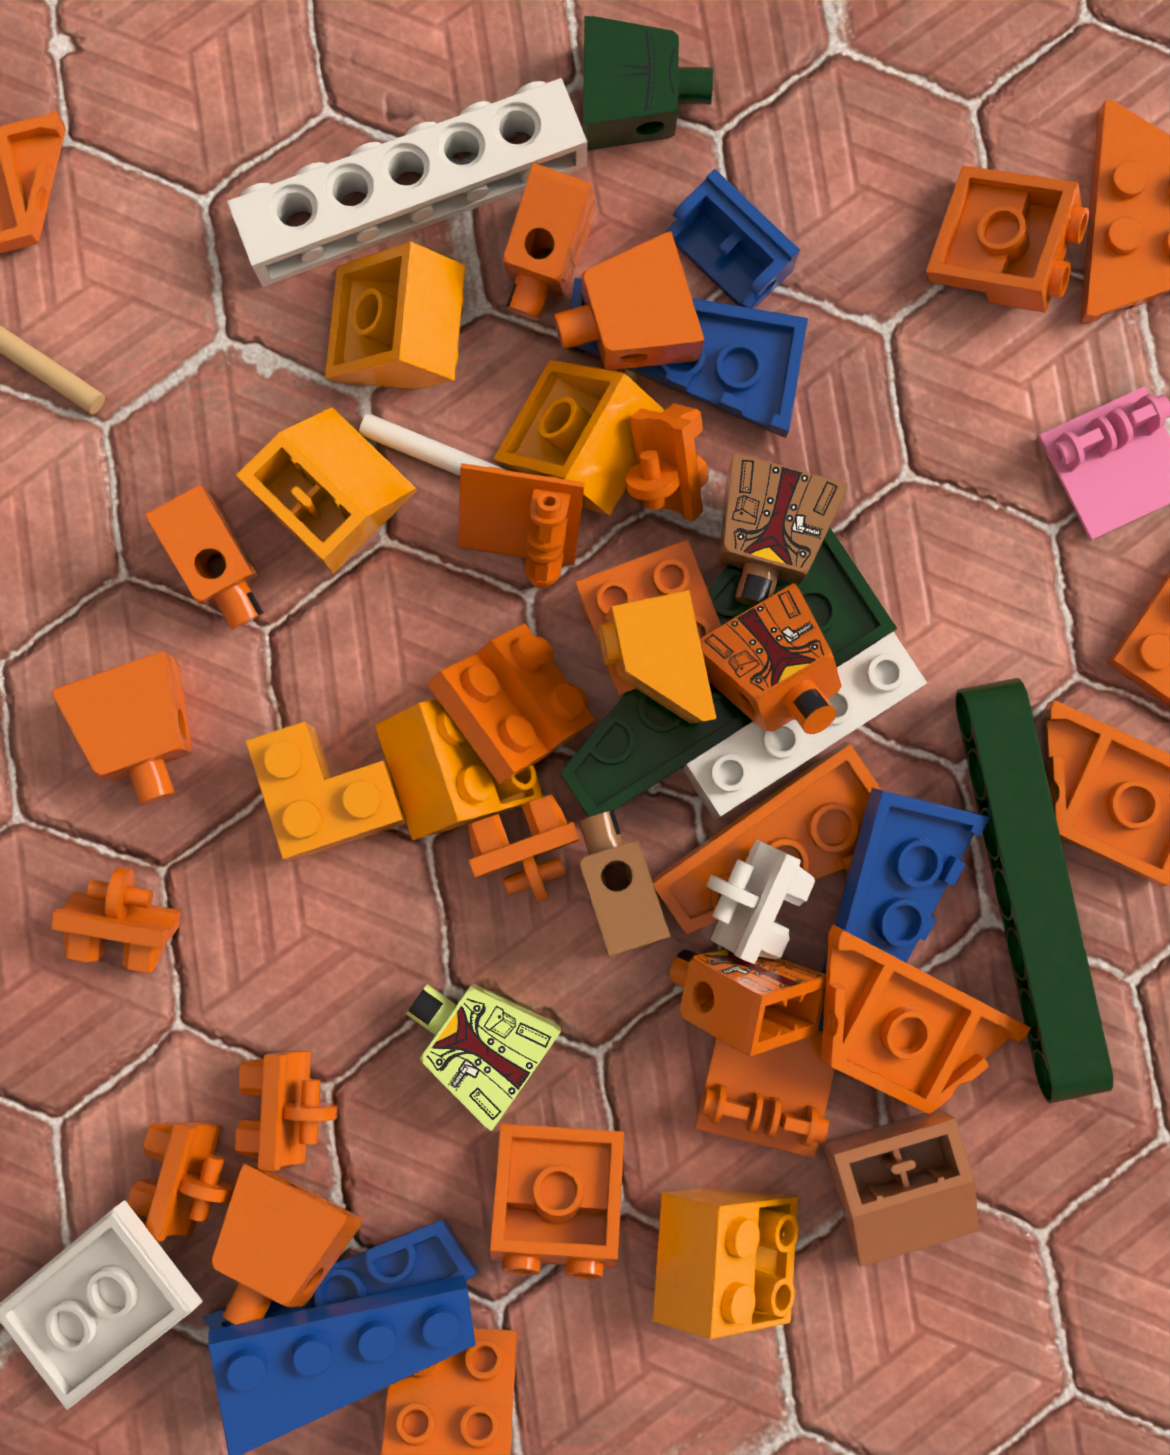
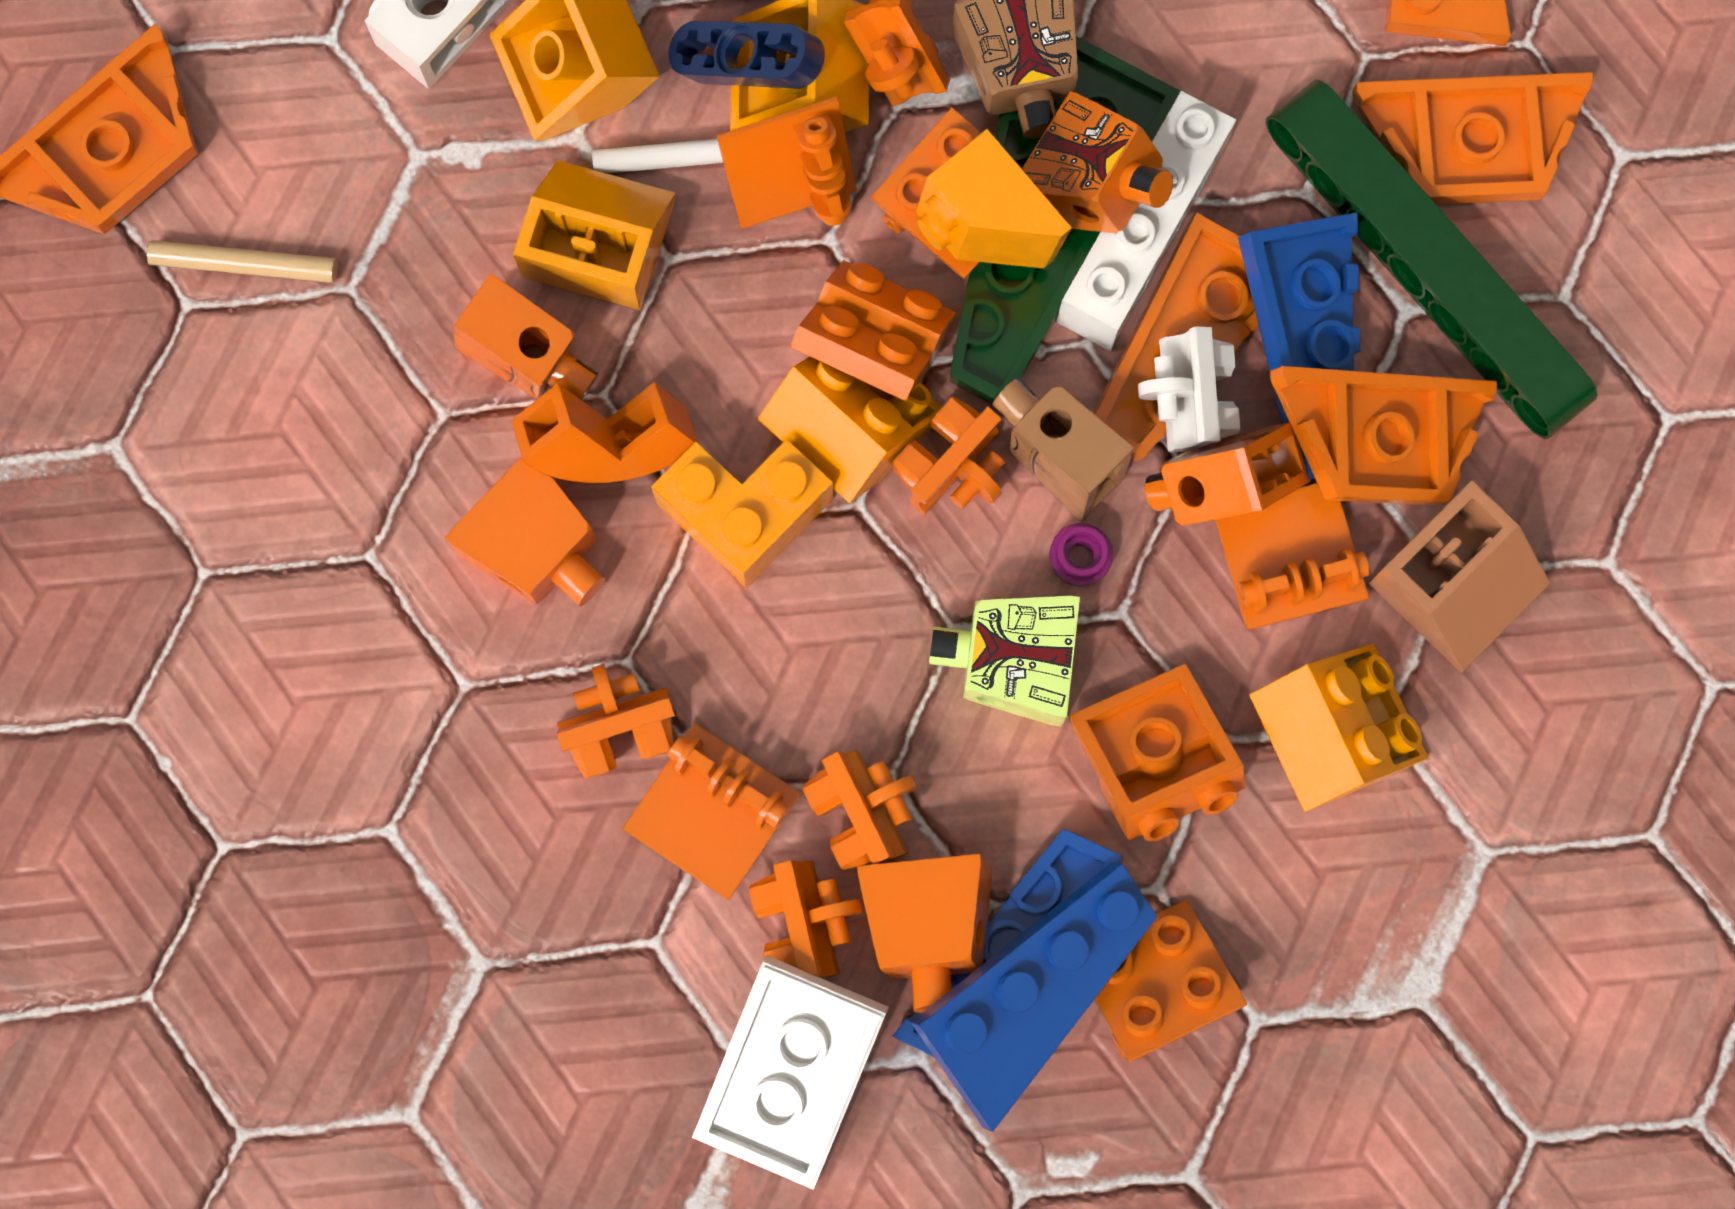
camera: 25 degrees left, 5 degrees down
(158, 1039) = (711, 811): none -> orange hinge
(214, 668) = (580, 445): none -> orange brick
(540, 419) = (762, 69): none -> dark blue beam
(593, 1006) = (1090, 538): none -> magenta plate

